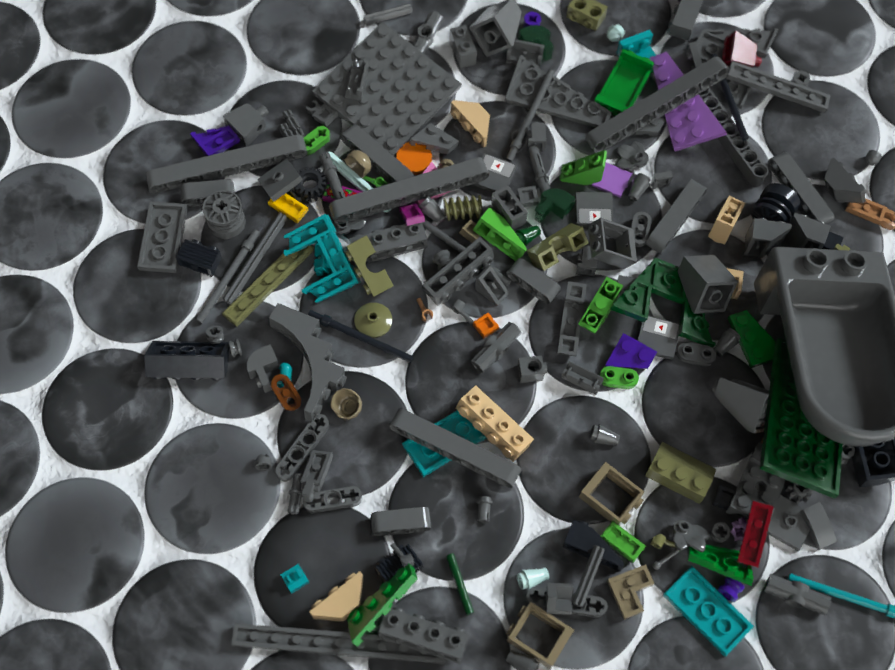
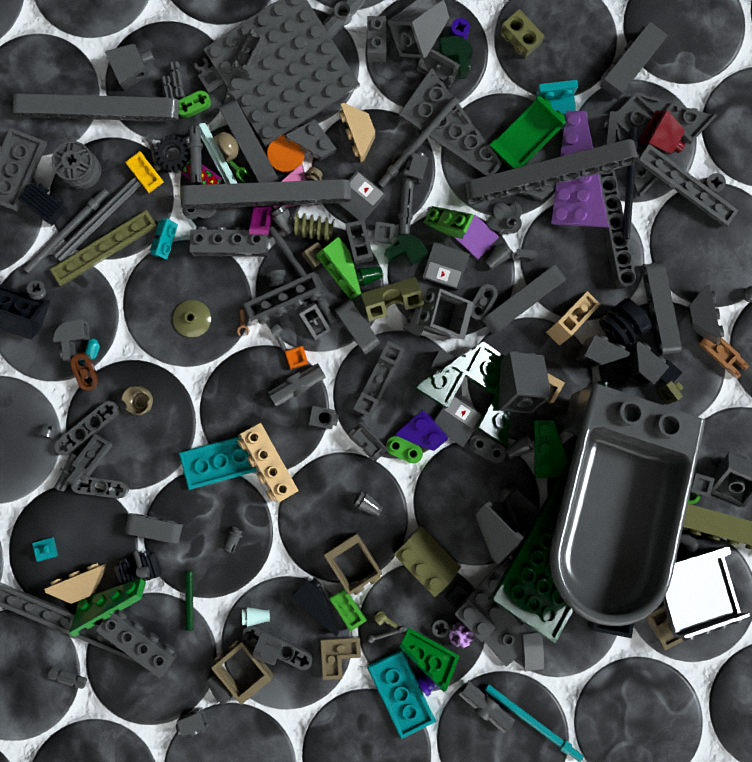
camera: 15 degrees right, 20 degrees up
(196, 192) = (60, 132): dark grey beam -> none
(215, 140) = (93, 76): dark purple wing -> none
(235, 348) = (51, 310): dark grey bush -> none
(280, 179) = (142, 142): dark grey plate -> none
(304, 333) = (125, 341): dark grey arch -> none
(324, 232) = (163, 216): teal wedge -> none
(327, 321) = (146, 307): black bar -> none
(374, 282) = (201, 282): olive arch -> none
(455, 448) = (223, 476): dark grey beam -> none
(588, 576) = (301, 635): dark grey axle -> none
(600, 305) = (410, 376): bright green slope -> none
(615, 33) = (543, 68): light aqua plate -> none
(689, 535) = (411, 626): dark grey plate -> none
(755, 534) = (466, 648): dark red plate -> none

